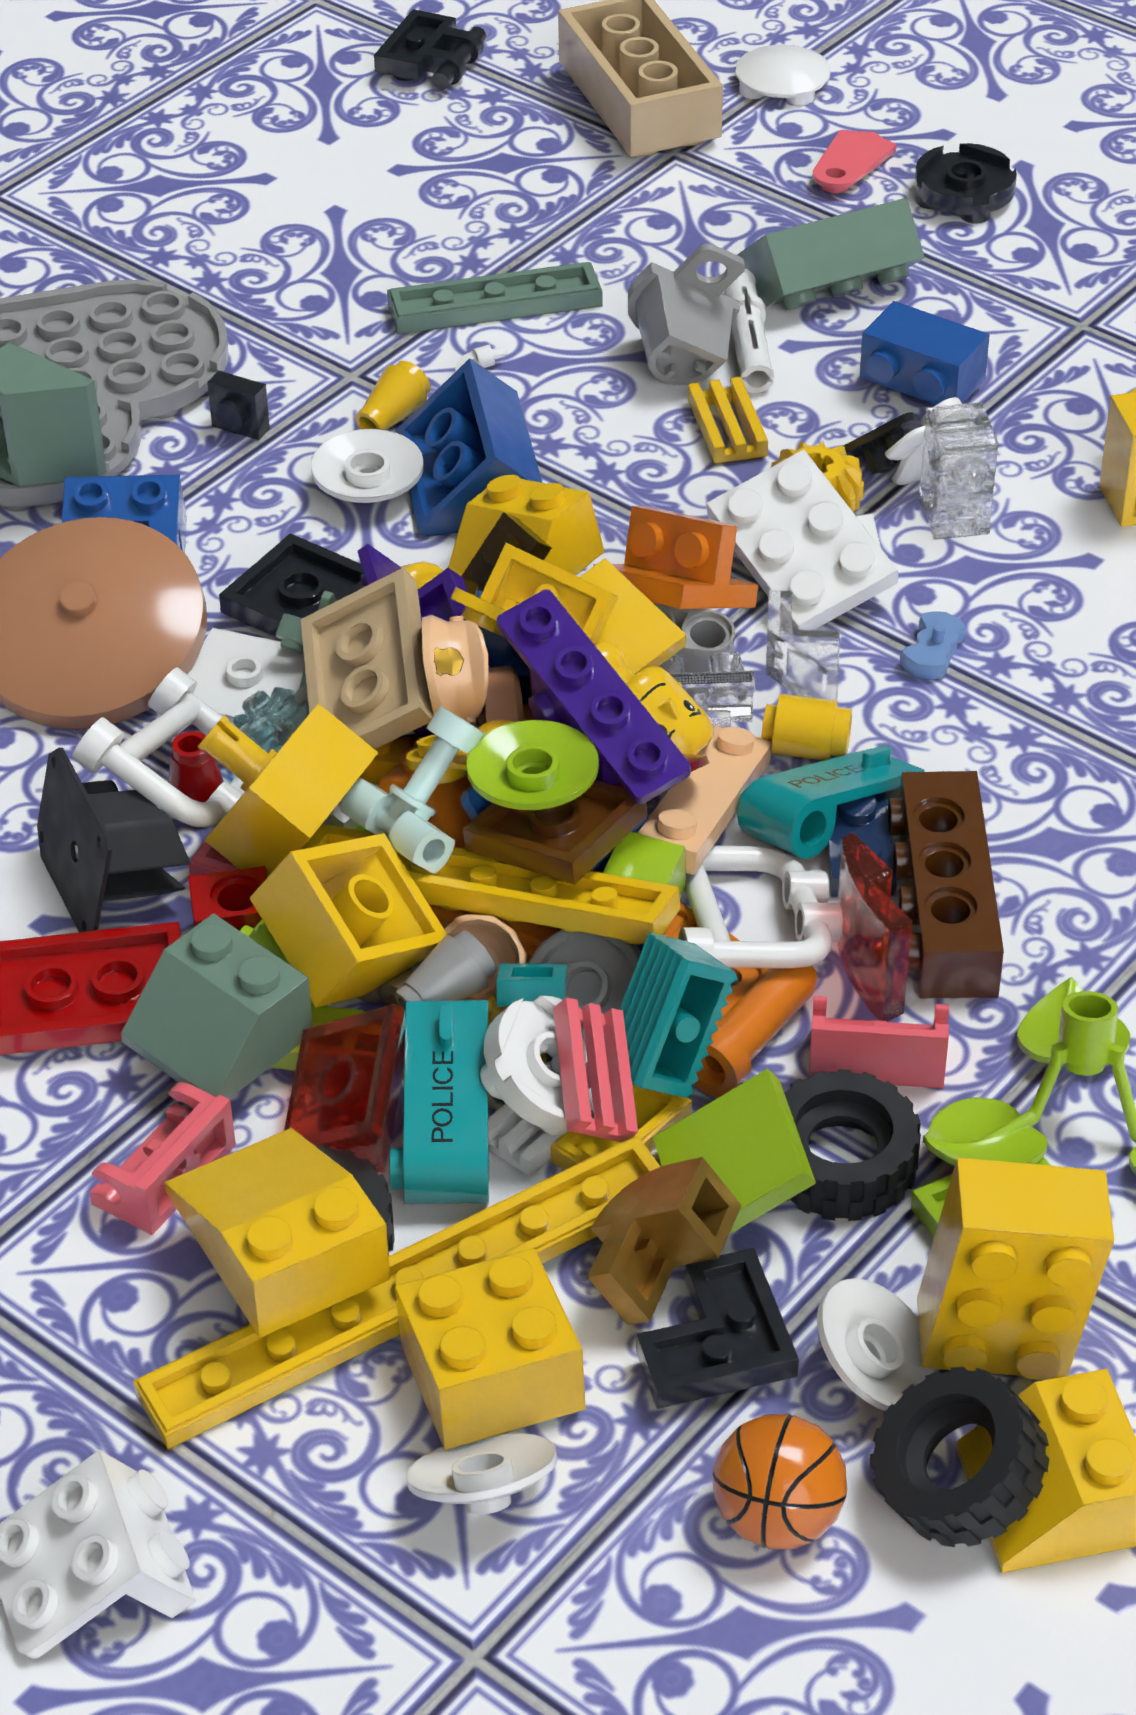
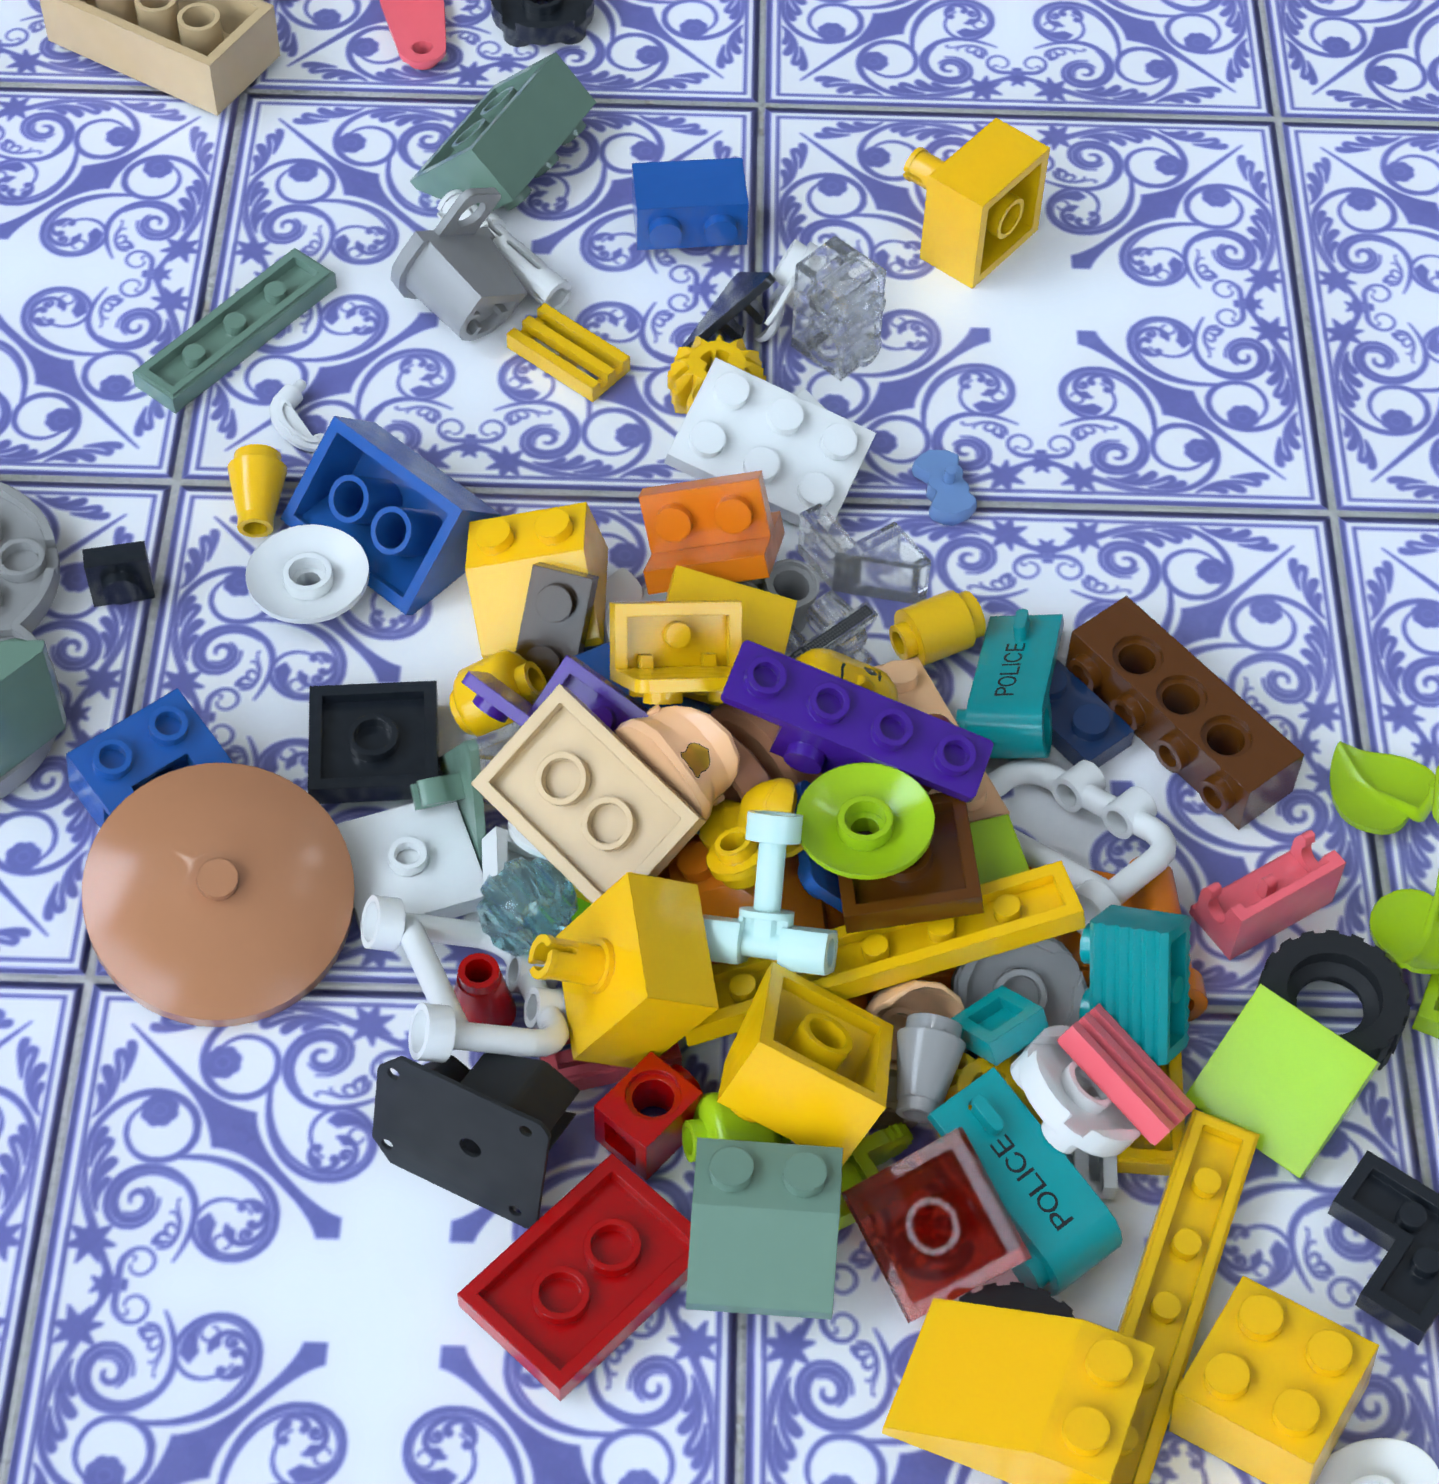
camera: 40 degrees left, 10 degrees up
(176, 1146) = (823, 1396): coral hinge -> none
(656, 1224) = (1289, 1182): pearl gold brick -> none
(873, 931) = (1198, 800): clear red slope -> none

